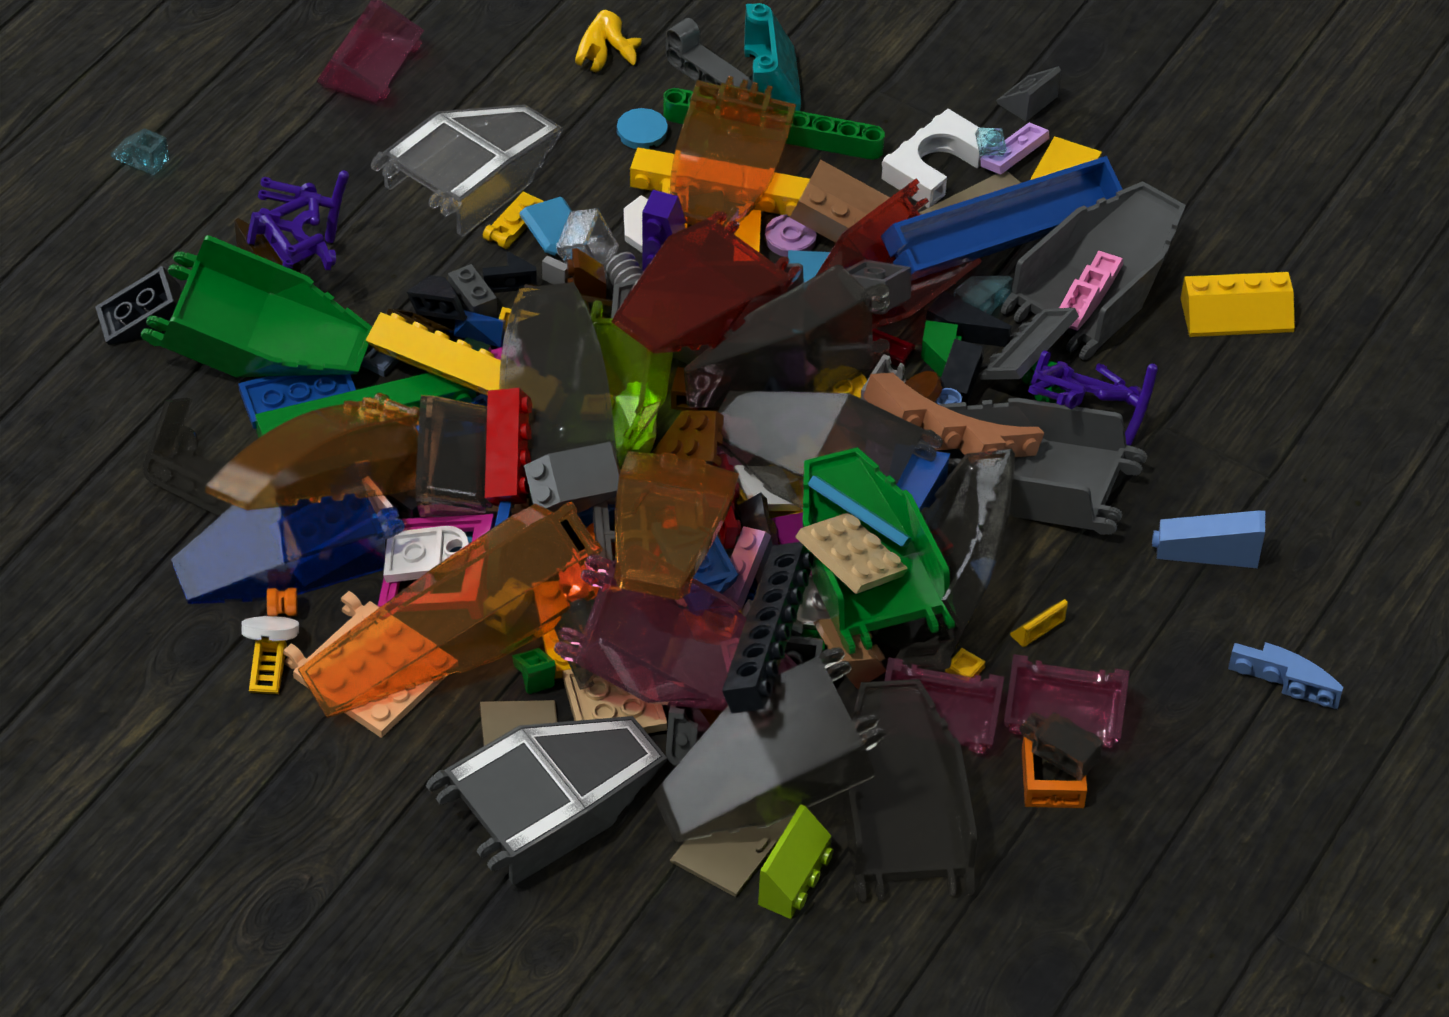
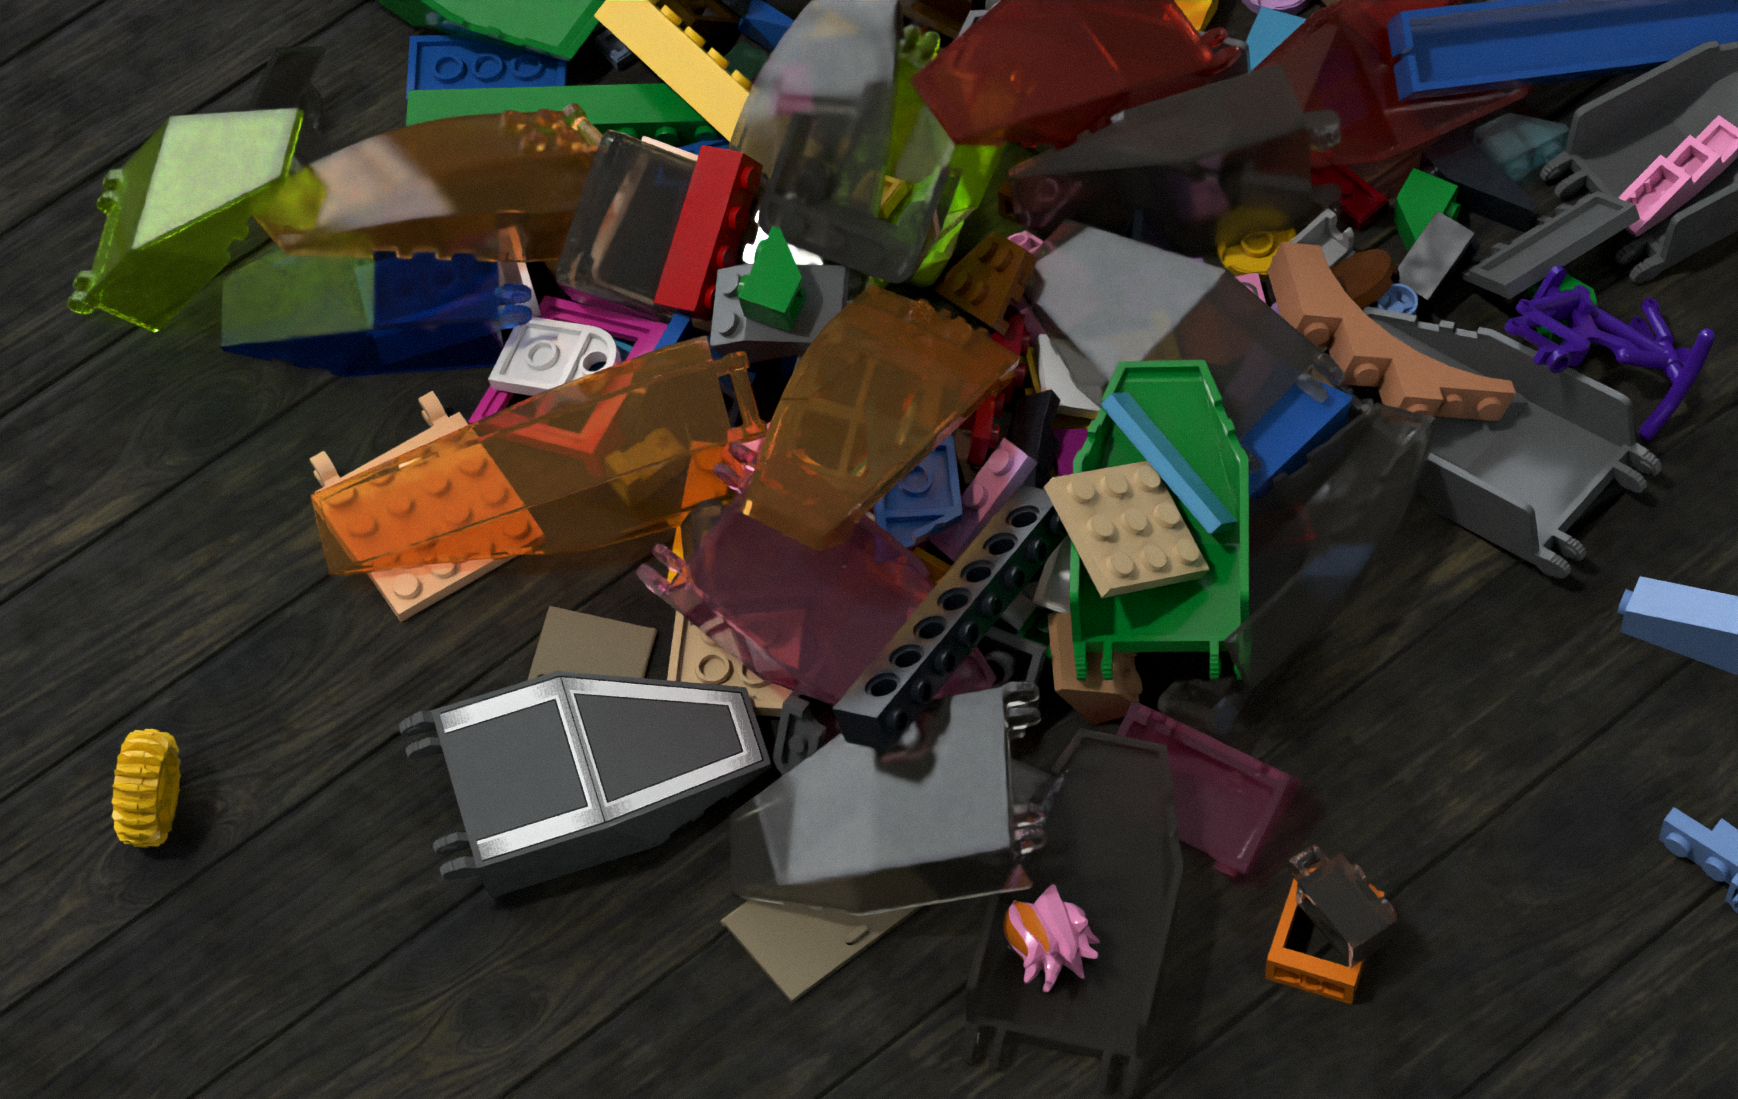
camera: 25 degrees right, 10 degrees up
(147, 509) = (181, 210): none -> clear neon green windscreen
(261, 646) = (280, 455): yellow slope -> none
(261, 871) = (146, 788): none -> yellow gear
(270, 626) = (306, 419): white tile -> none
(282, 602) = (340, 383): orange wheel -> none
(536, 668) = (632, 589): green slope -> none
(572, 462) = (774, 286): none -> green slope
(632, 428) = (842, 233): none -> clear smoke windscreen
(794, 864) = (883, 981): lime slope -> none
(889, 809) = (1049, 936): none -> bright pink hair
(894, 276) = (1360, 93): dark grey slope -> none
(966, 664) = (1262, 731): yellow tile -> none
(1040, 624) = (1399, 694): yellow slope -> none
(1080, 695) = (1385, 826): clear pink windscreen -> none

